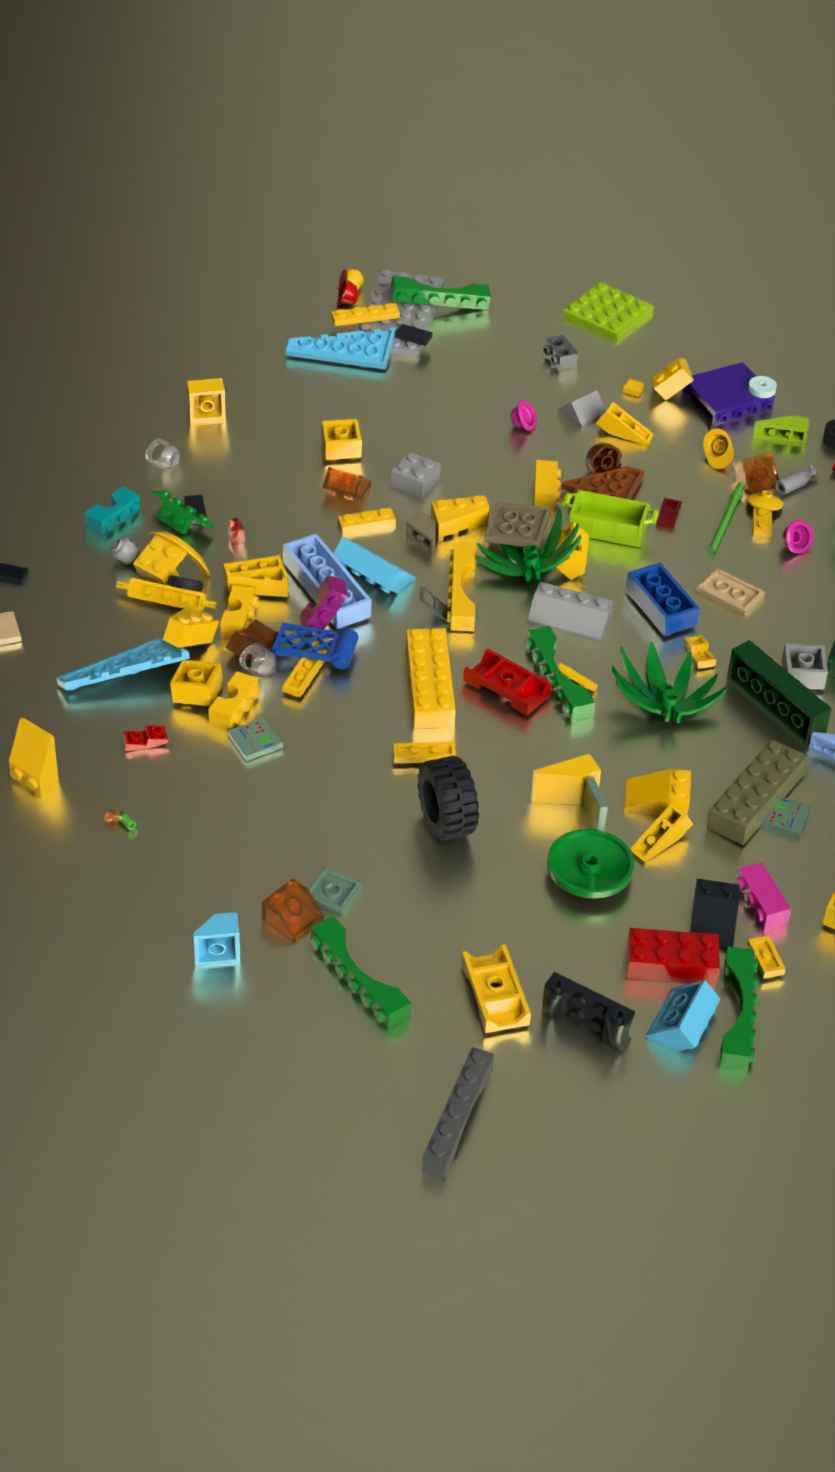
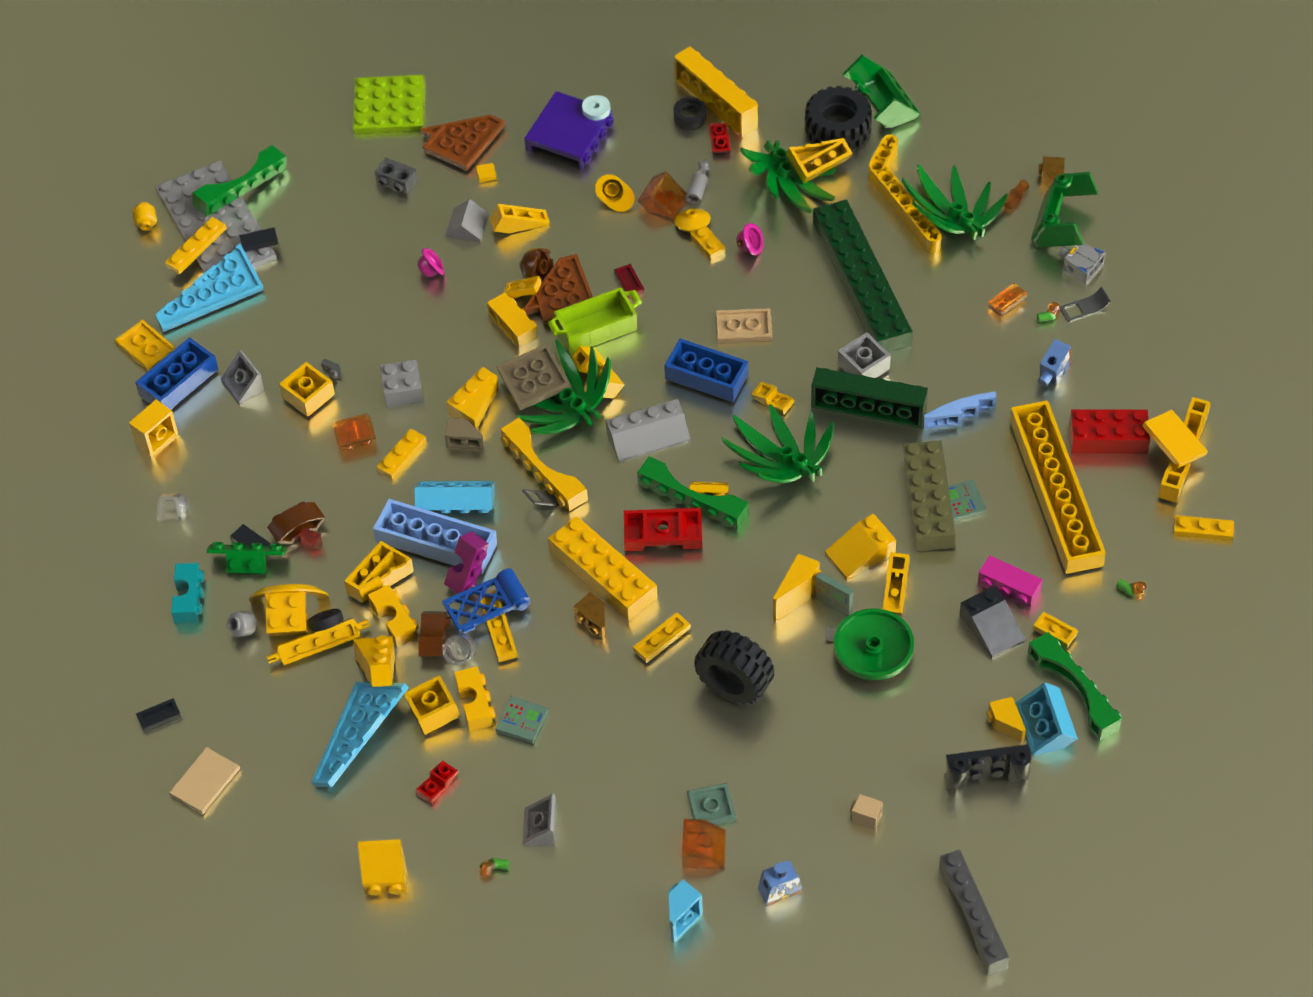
camera: 35 degrees left, 10 degrees up
(189, 814) = (540, 822): none -> light grey slope
(247, 511) = (289, 524): none -> reddish brown brick
(260, 381) = (177, 374): none -> blue brick
(264, 357) = (144, 345): none -> yellow tile
(306, 410) = (243, 378): none -> light grey slope
(322, 977) = (779, 883): none -> medium blue torso
(346, 290) = (151, 229): red piece -> none
(378, 441) = (334, 369): none -> dark grey arm
(385, 1001) = (838, 866): green arch -> none
(387, 702) = (591, 613): none -> pearl gold slope
(452, 978) = (866, 811): none -> tan brick
(501, 1006) = (922, 808): yellow piece -> none
(574, 467) = (523, 287): none -> yellow plate
(636, 358) = (461, 140): none -> dark orange wing
(649, 990) = (1006, 718): none -> yellow slope
(672, 378) = (515, 144): yellow slope -> none
(672, 956) = (997, 677): red brick -> none
(735, 497) = (666, 231): bright green bar -> none
(786, 429) = (645, 136): lime slope -> none

